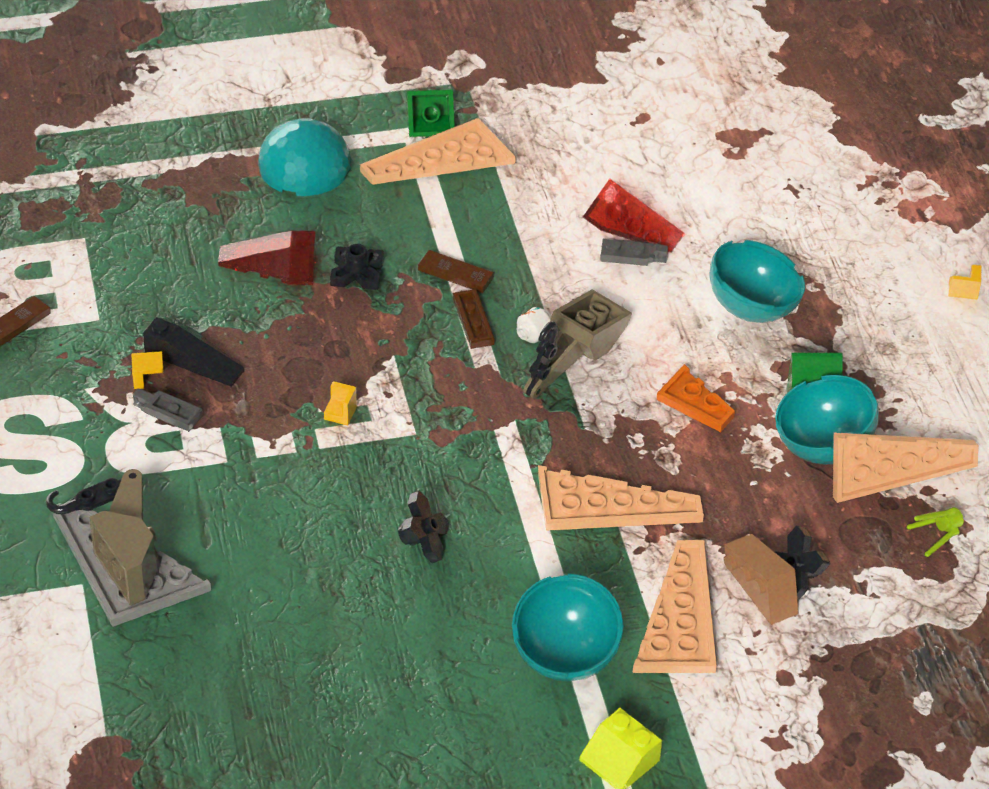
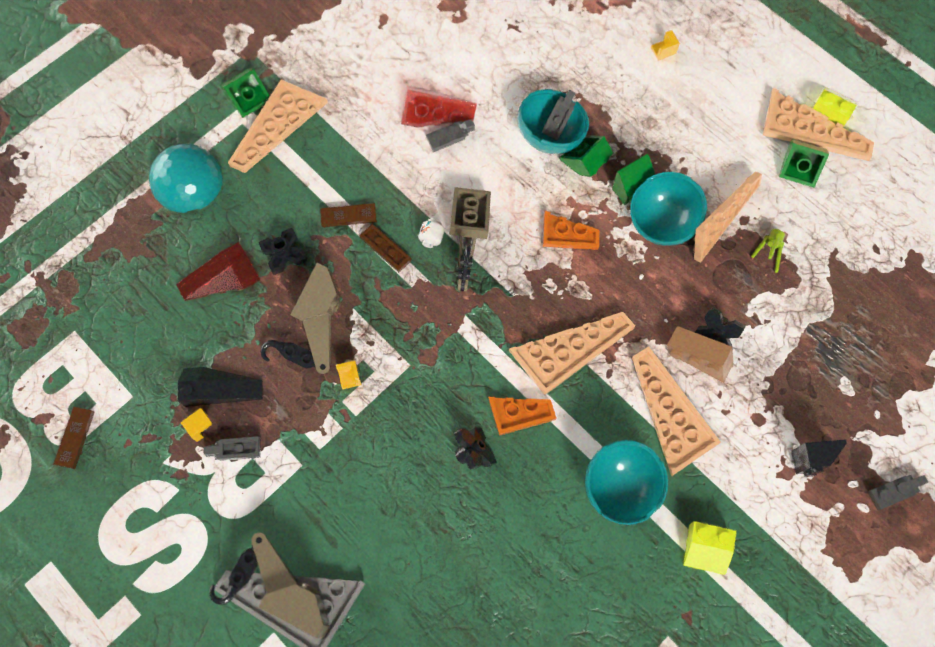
camera: 30 degrees left, 25 degrees up
(349, 325) = (314, 309): none -> dark tan slope
(498, 529) = (519, 414): none -> orange wing
(772, 280) = (559, 116): none -> dark grey hinge
(779, 339) = (588, 155): none -> green slope
(822, 728) = (816, 456): none -> black slope

